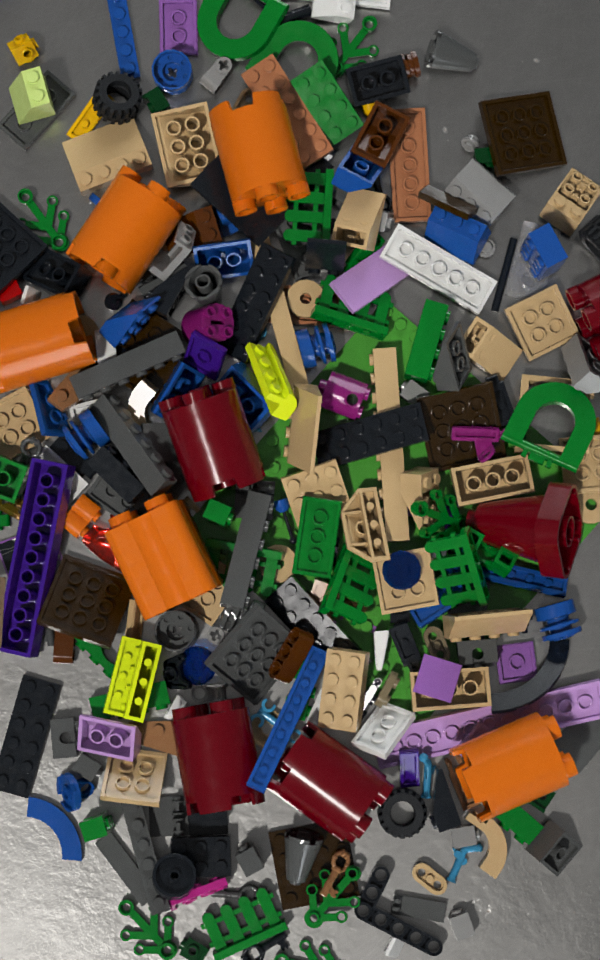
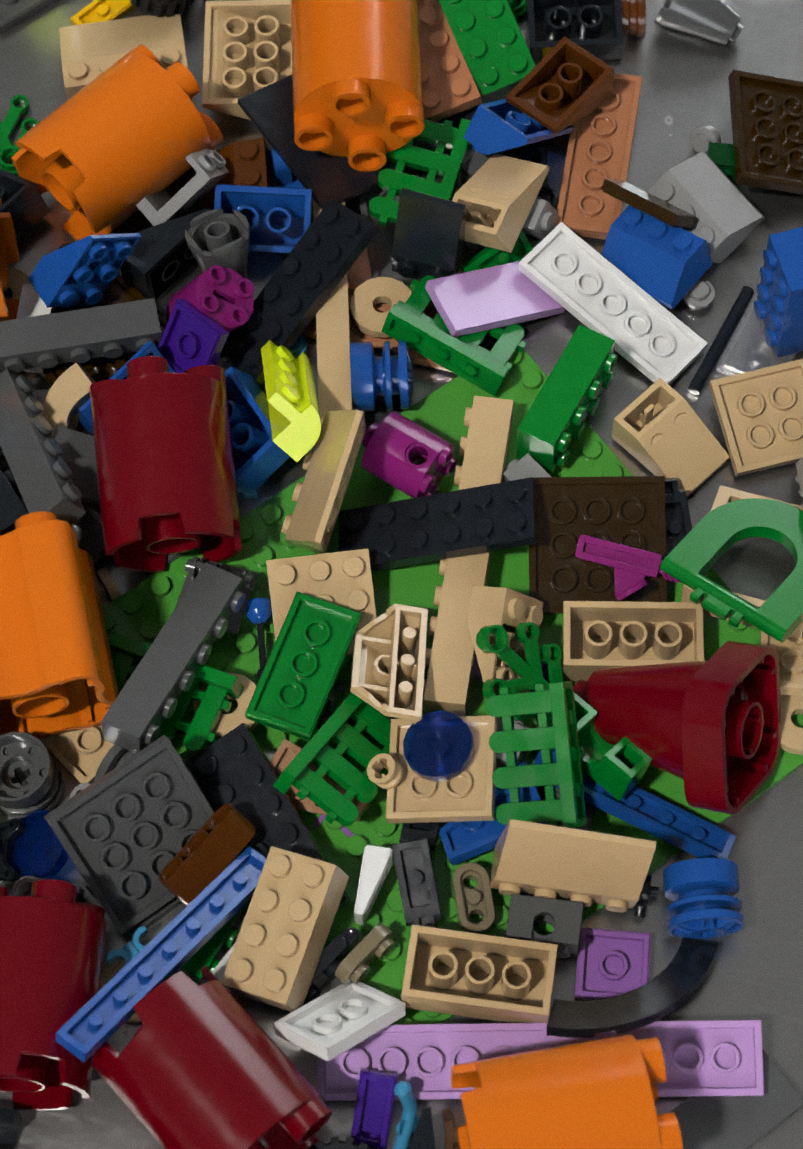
camera: 15 degrees right, 20 degrees down
(218, 513) = (145, 588): green arch -> none
(371, 593) = (385, 761): none -> tan bush
(437, 678) = (458, 943): medium lavender tile -> none
(453, 361) = (603, 426): dark grey slope -> none

